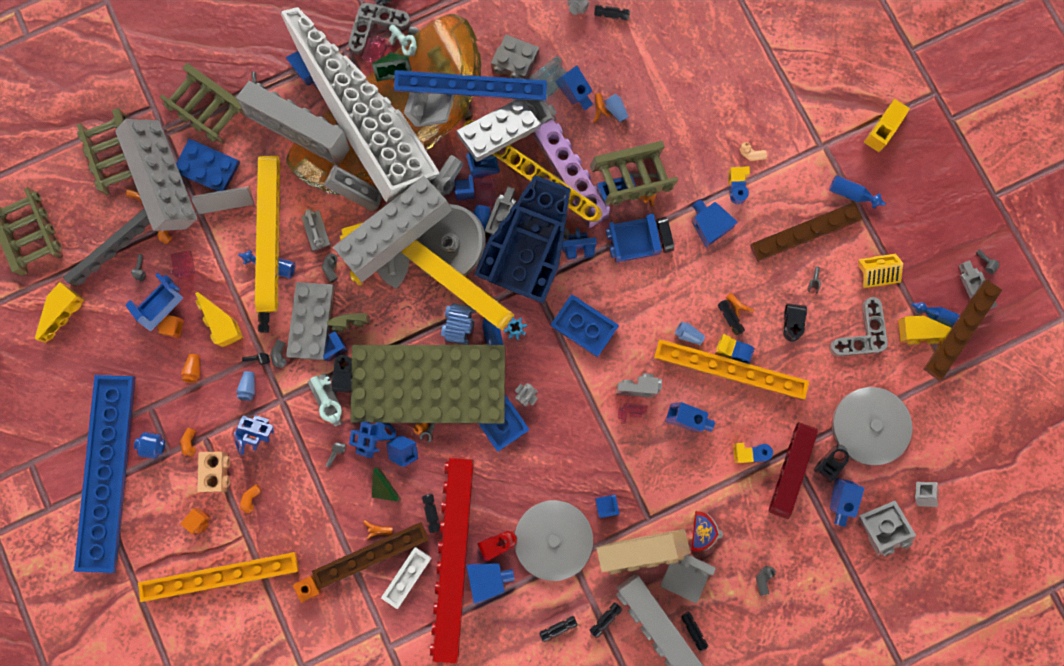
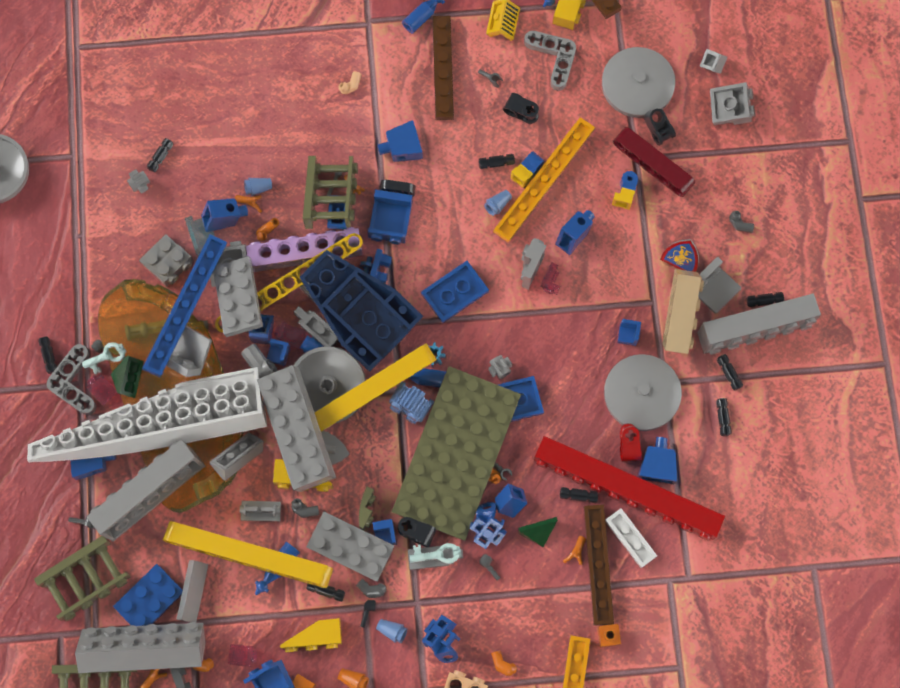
camera: 75 degrees left, 5 degrees down
(578, 132) = (267, 228): none -> orange arm
(737, 185) = (375, 108): leg -> none
(737, 304) = (487, 151): orange bar -> none
(845, 493) = (695, 127): blue torso -> none

